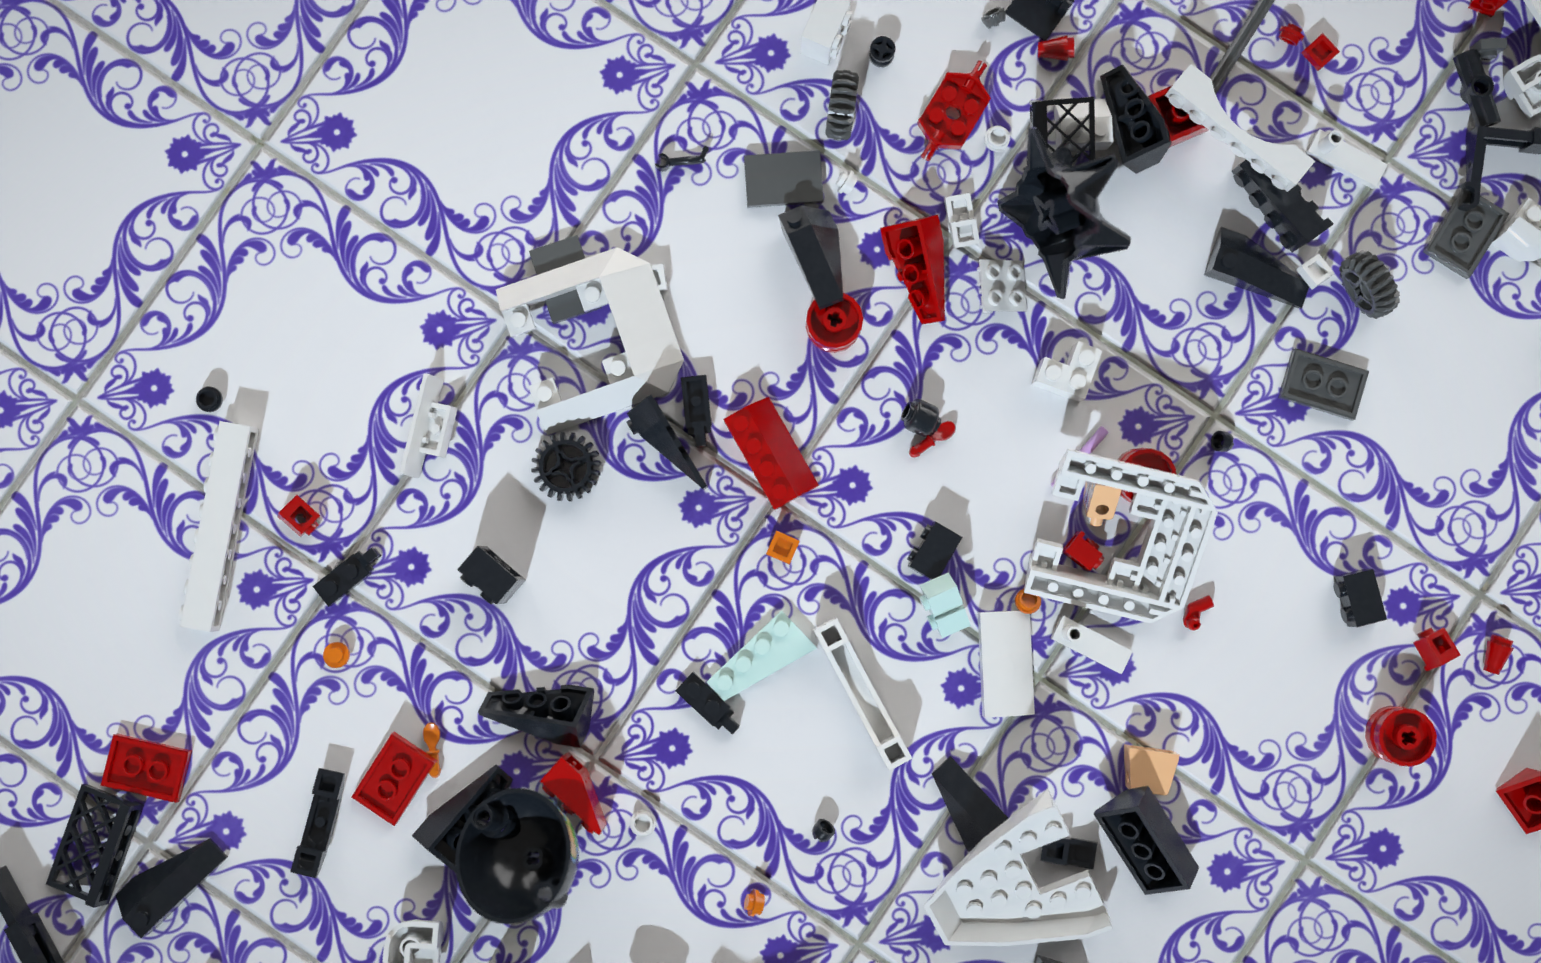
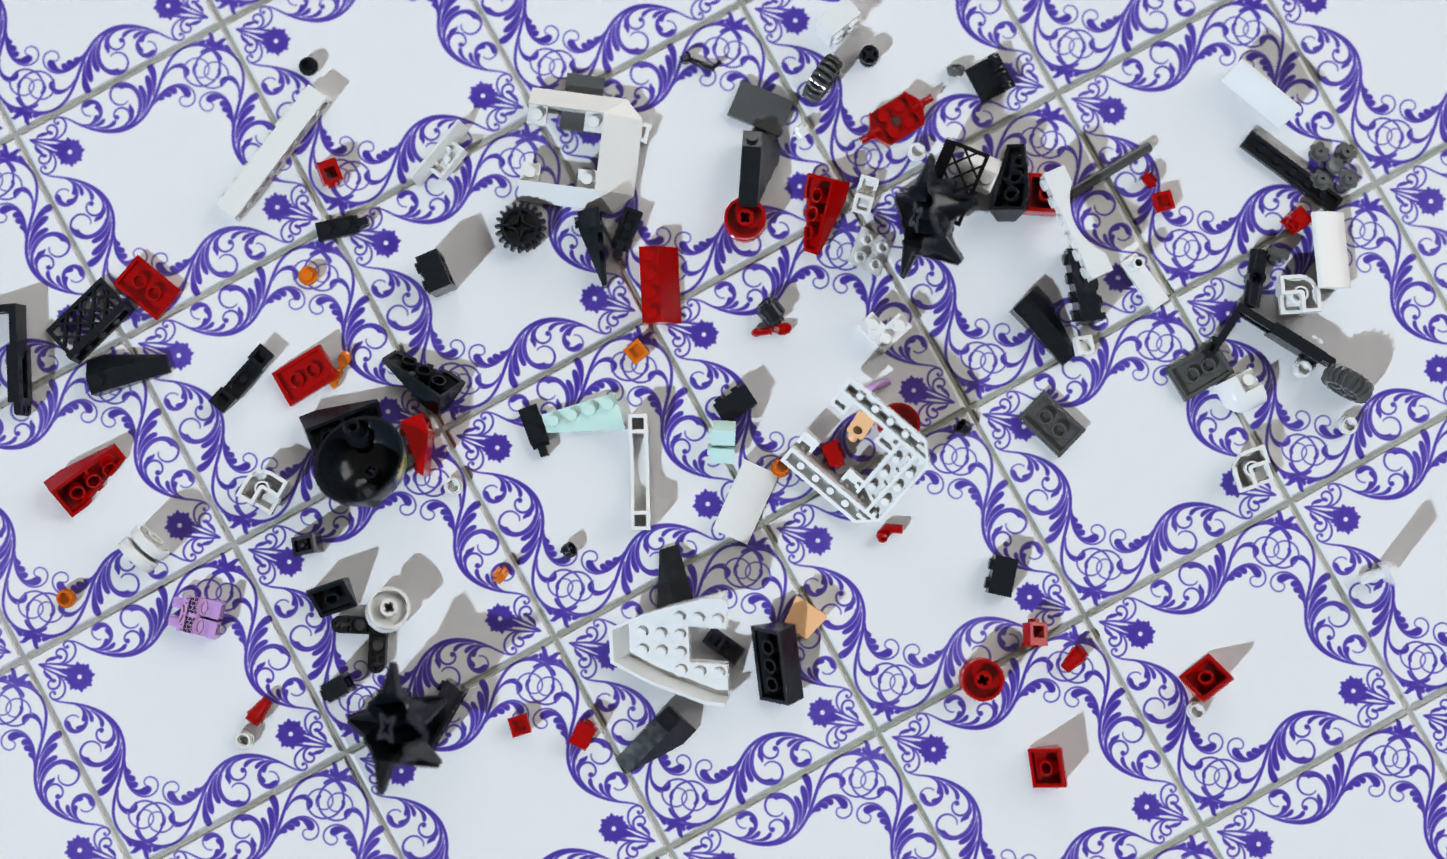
camera: 25 degrees right, 0 degrees up
(1057, 48) = (986, 111): red cone -> none
(1091, 644) = (808, 518): white piece -> none
(1369, 284) = (1113, 371): dark grey gear -> none

